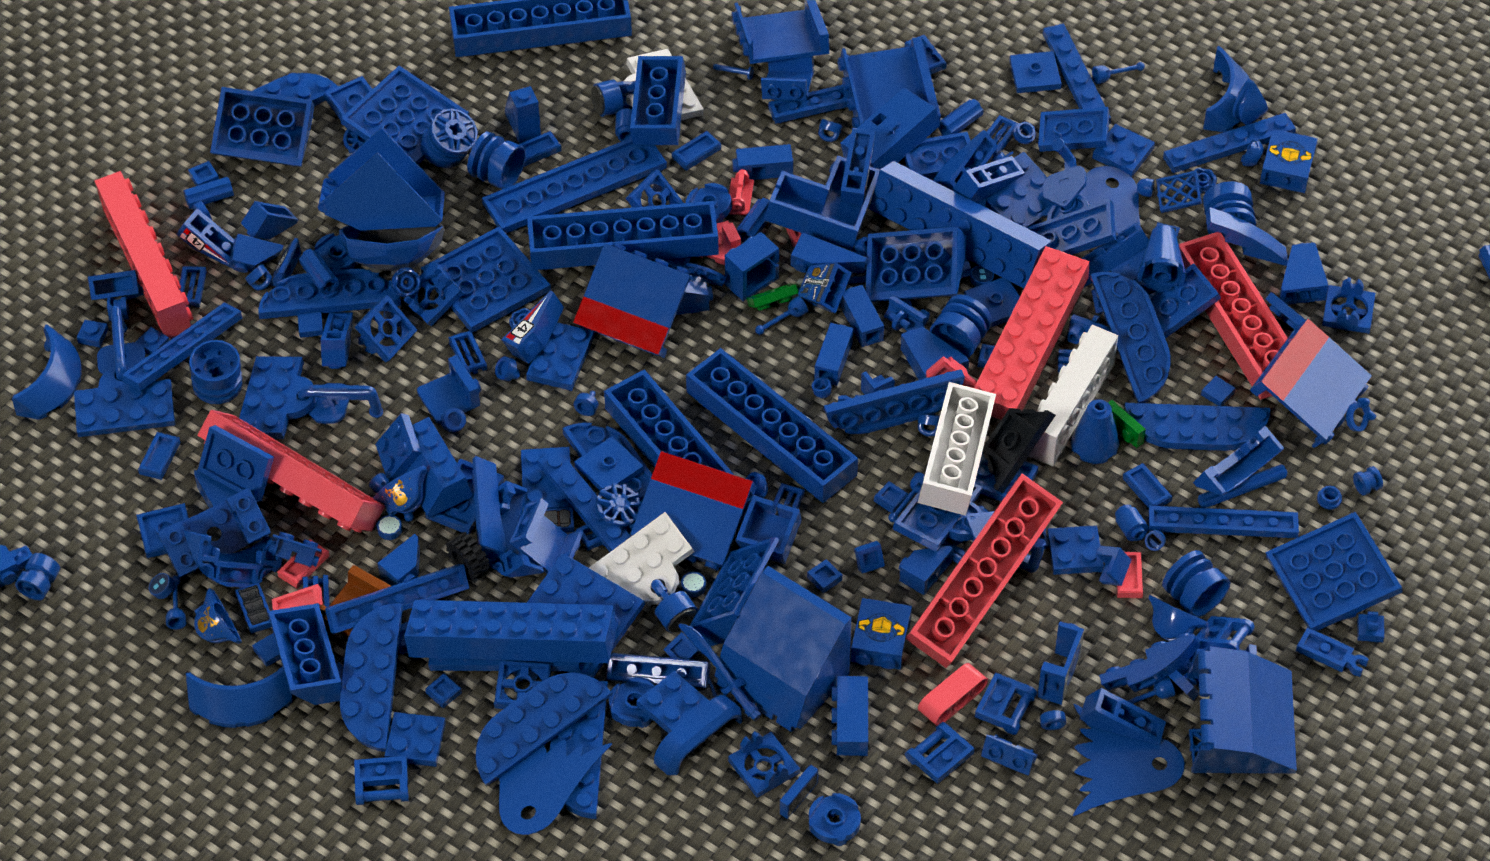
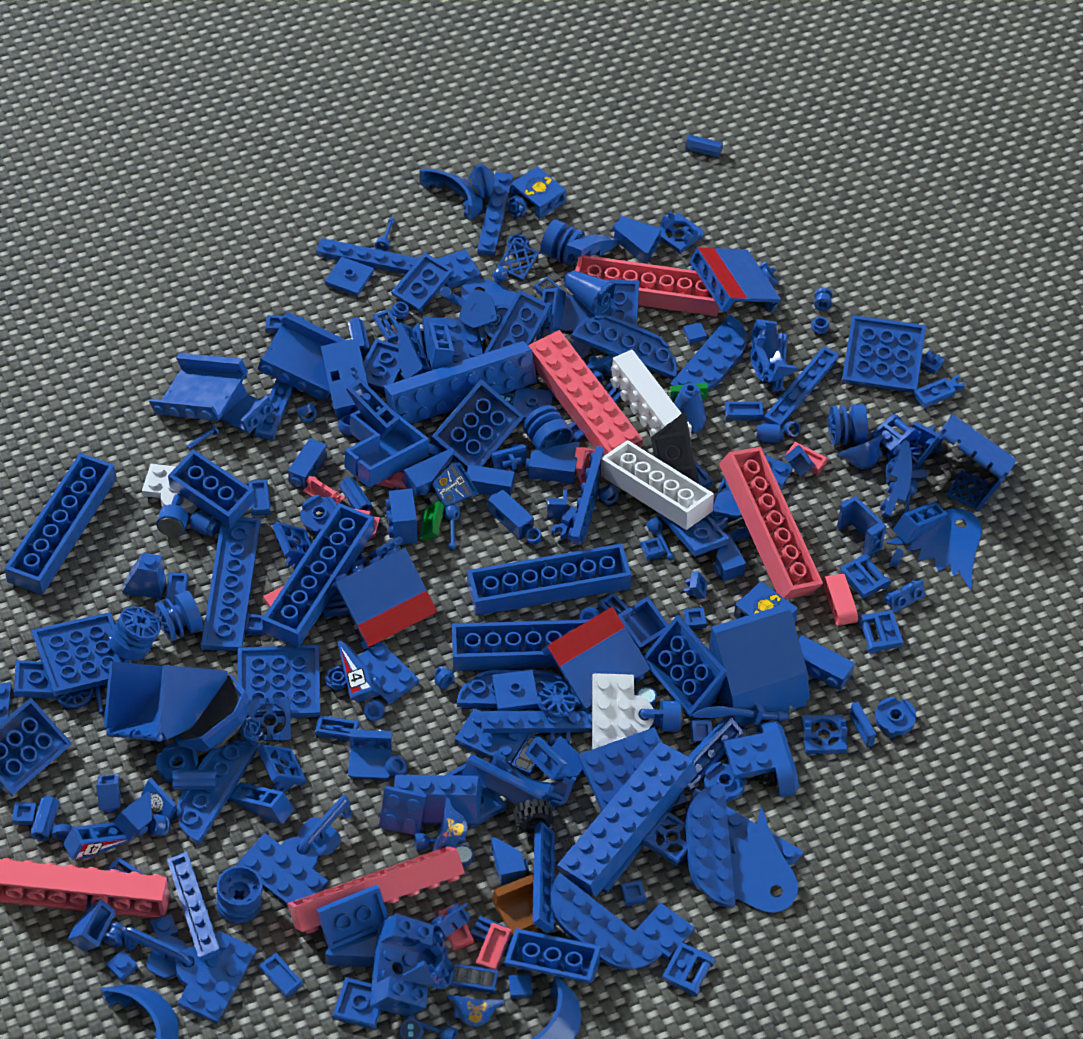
camera: 60 degrees left, 0 degrees up
(310, 324) = (231, 814): blue tile -> none
(1283, 311) = (677, 260): blue plate -> none

